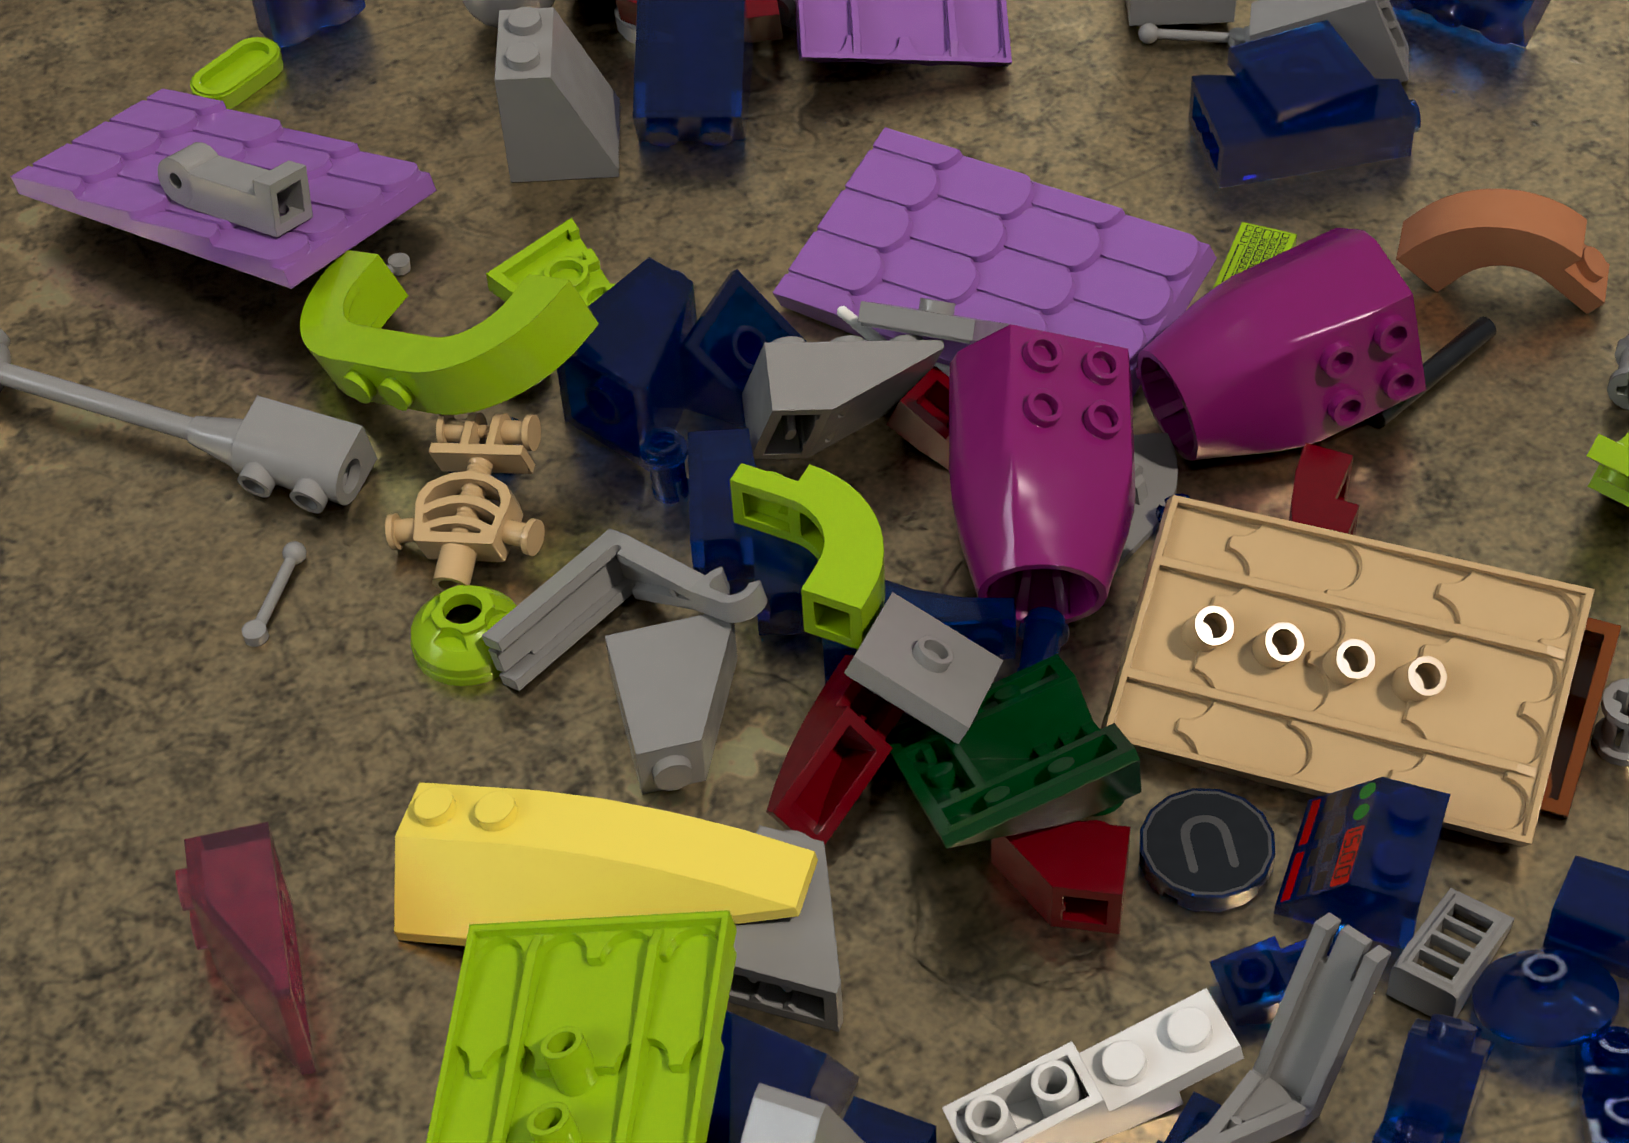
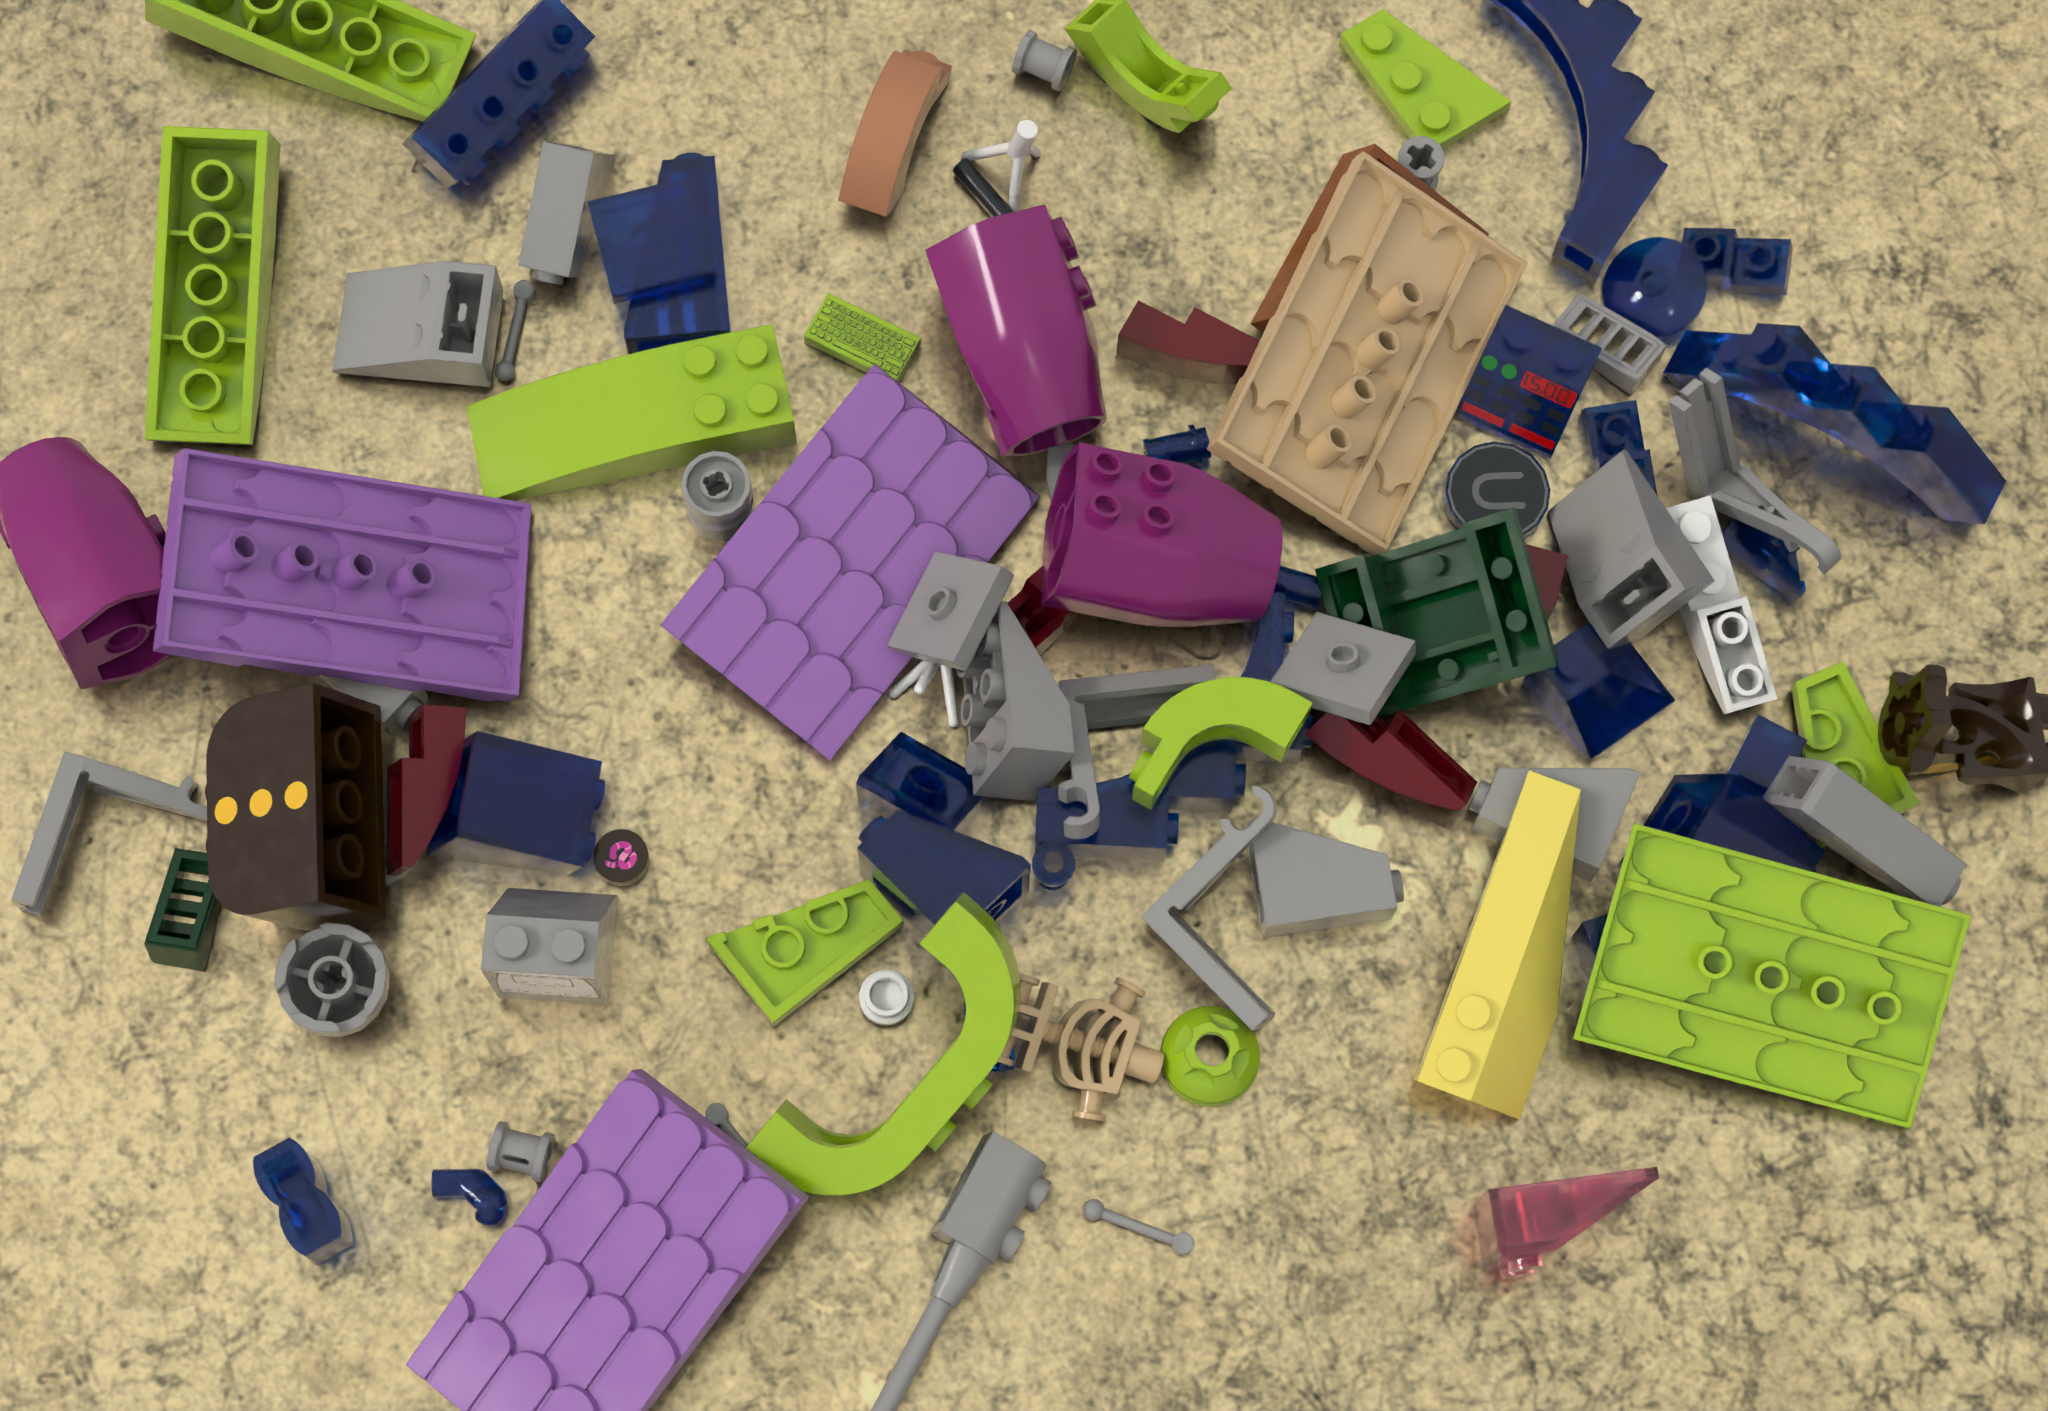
camera: 90 degrees left, 25 degrees up
(237, 189) = (675, 1250): light grey leg -> none
(239, 71) = (389, 1286): lime tile -> none
(323, 111) = (476, 1188): none -> clear blue arm
(359, 121) = (520, 1151): none -> light grey bush
(655, 166) = (621, 857): none -> dark brown tile
(849, 456) = (1112, 703): none -> light grey hinge
(965, 967) = (1599, 691): none -> clear blue slope
(1044, 152) = (717, 494): none -> light grey wheel
(1114, 970) = (1625, 553): none -> light grey slope
(1128, 122) = (634, 415): none -> lime slope
(1505, 337) = (1017, 150): none -> white plant

